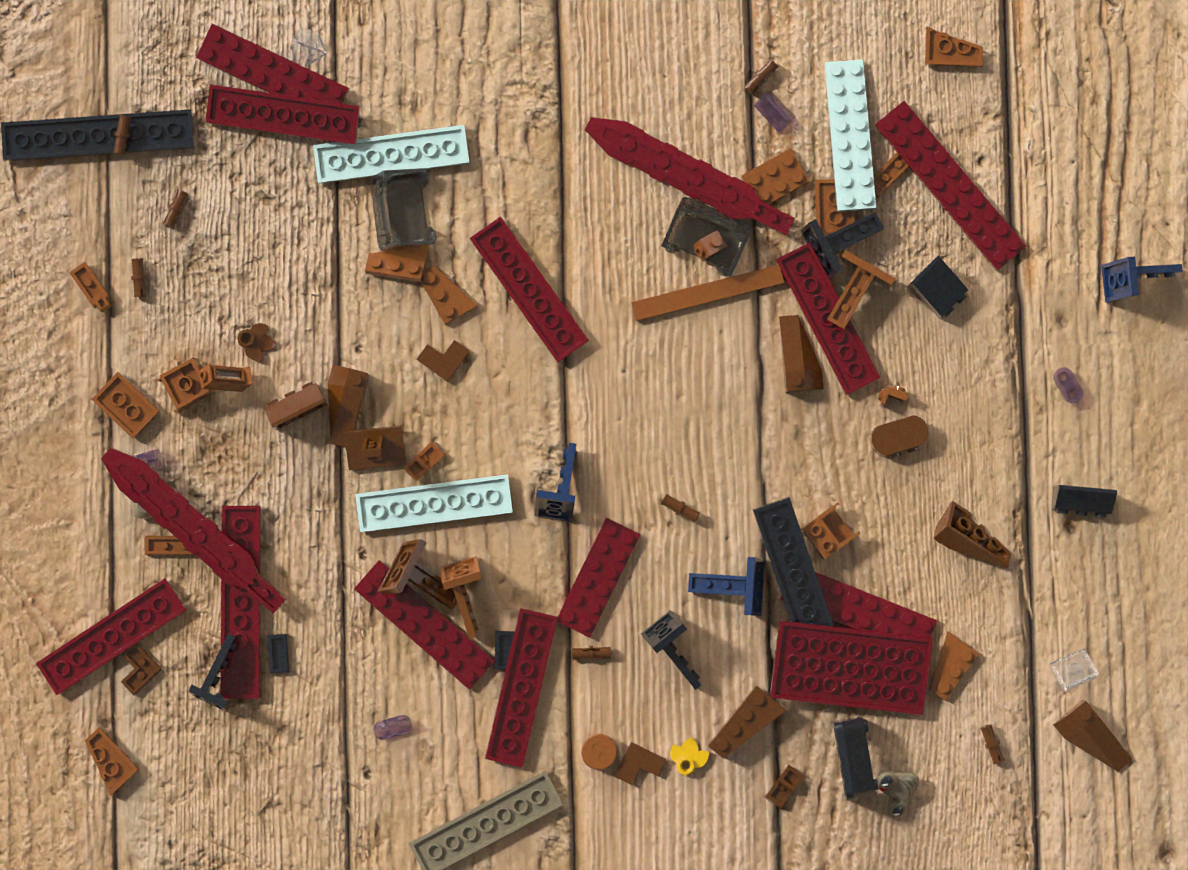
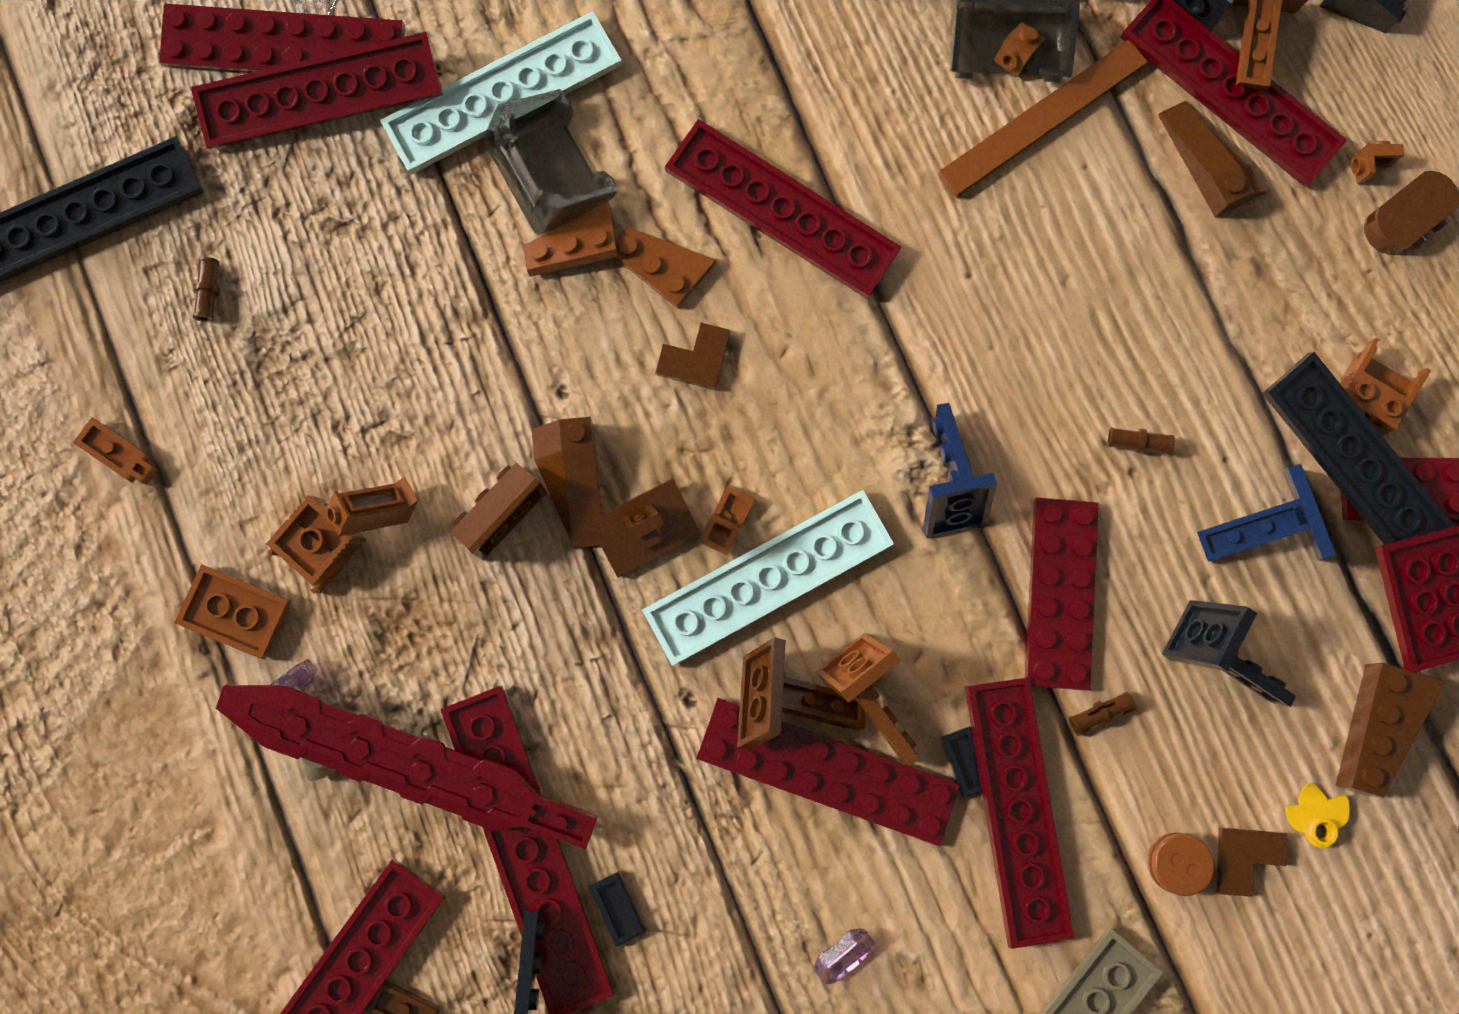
camera: 25 degrees left, 5 degrees down
(122, 134) = (82, 207): reddish brown pin -> none
(138, 277) = (185, 410): reddish brown pin -> none
(164, 546) = (372, 808): dark orange tile -> none
(259, 341) = (406, 438): reddish brown plate -> none

